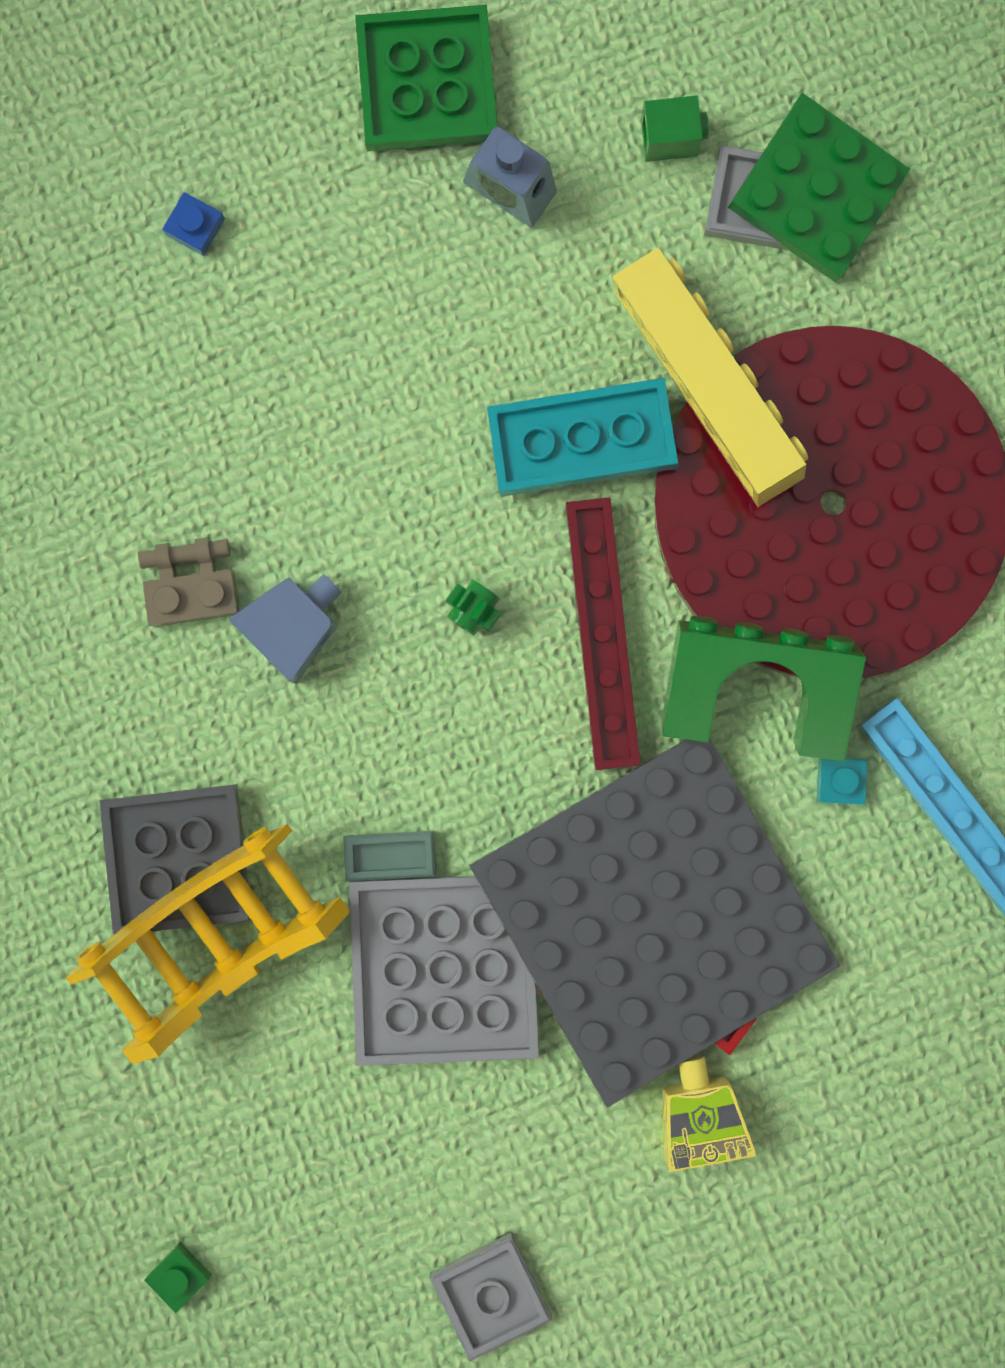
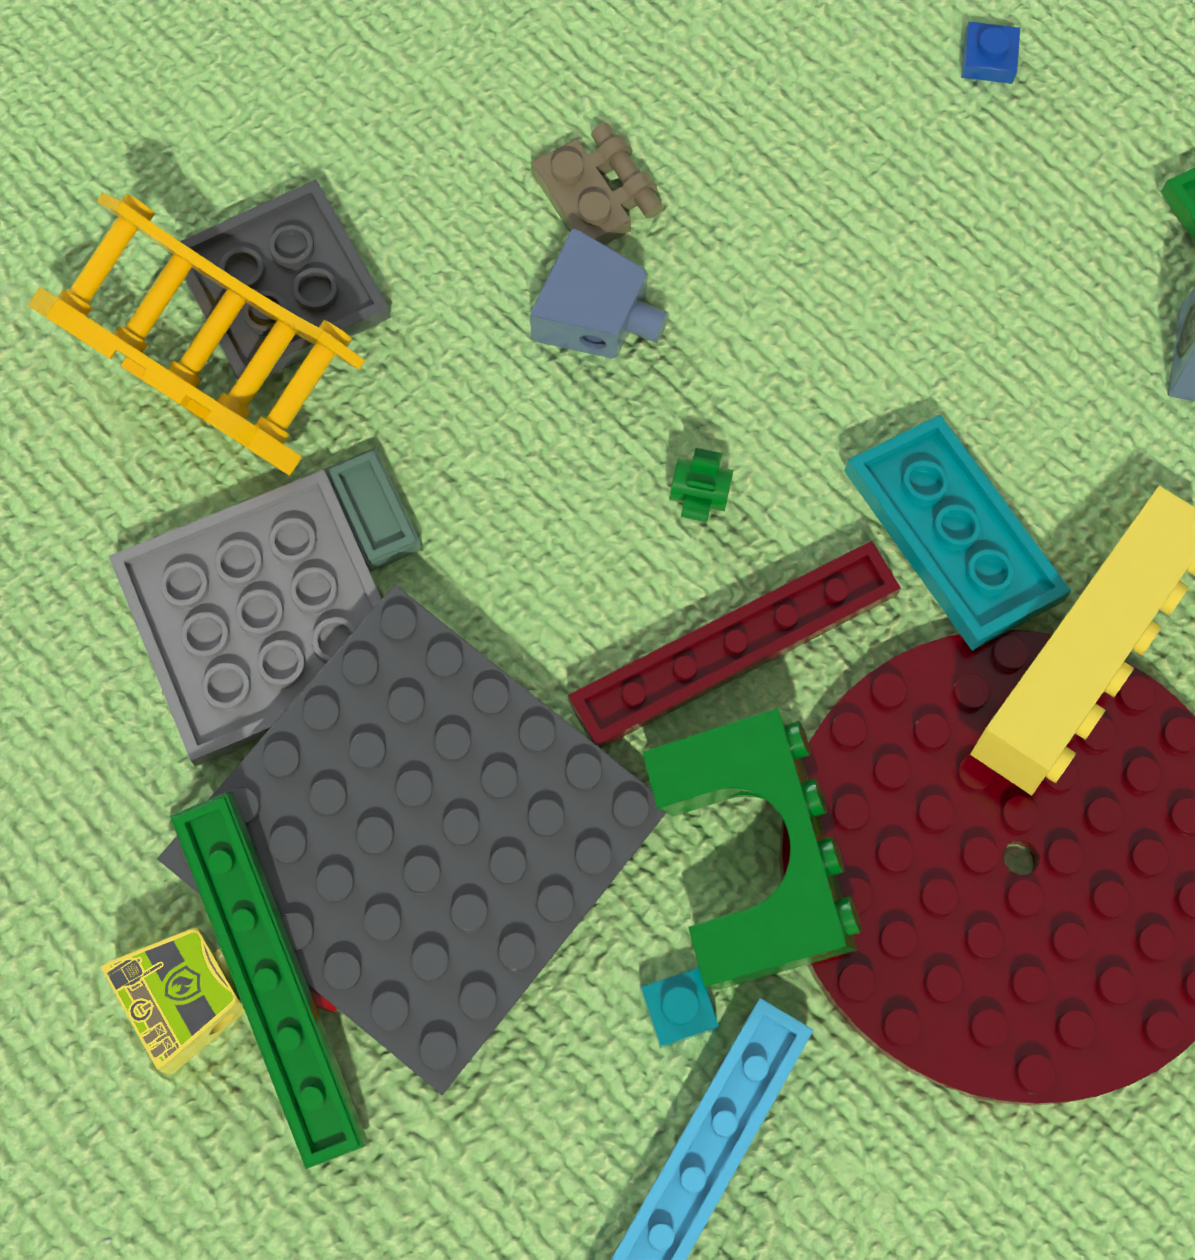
camera: 60 degrees right, 15 degrees down
(719, 1058) = (269, 980): none -> green tile

